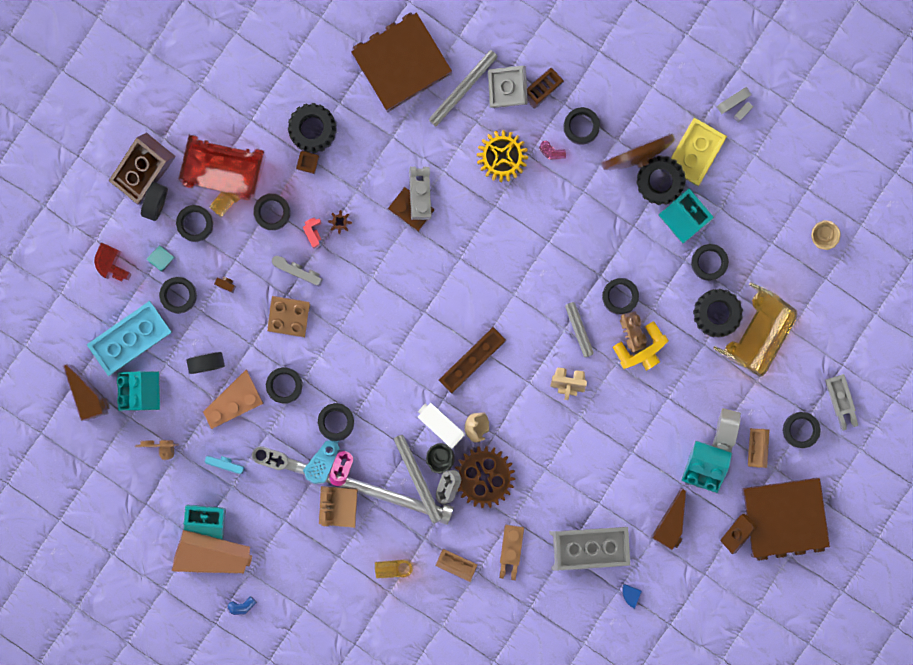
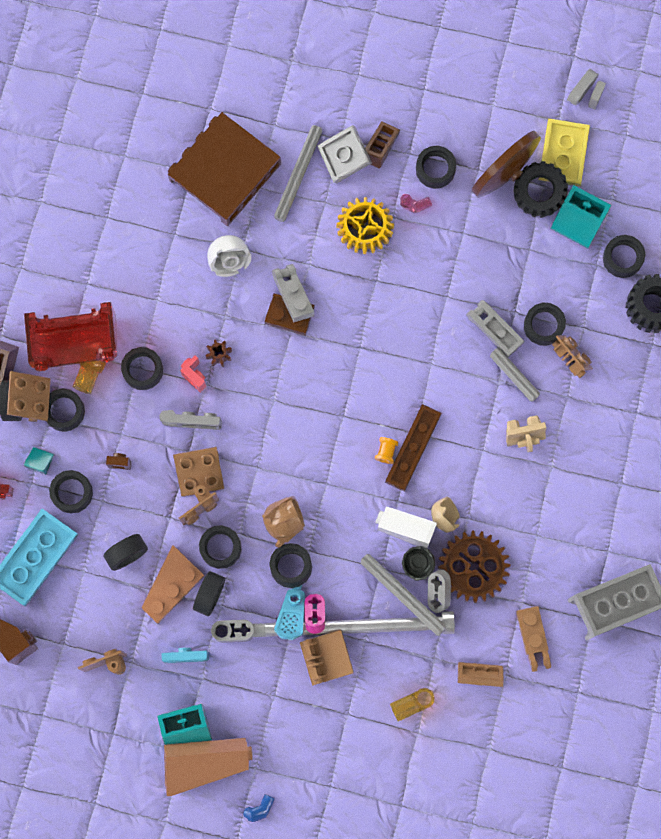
camera: 15 degrees left, 10 degrees down
(138, 390) = (62, 610): teal slope -> none
(169, 205) = (28, 396): none -> medium nougat hinge
(261, 421) = (209, 593): none -> black tyre
(285, 344) = (206, 503): none -> medium nougat hinge
(307, 162) = (162, 304): reddish brown plate -> none
(309, 111) = (147, 251): black tyre -> none
(343, 383) = (283, 520): none -> medium nougat helmet
(377, 140) = (228, 255): none -> white cylinder
(448, 355) = (386, 450): none -> light orange bush
(578, 285) = (495, 328): none -> light grey plate
(647, 356) = (596, 377): yellow connector -> none

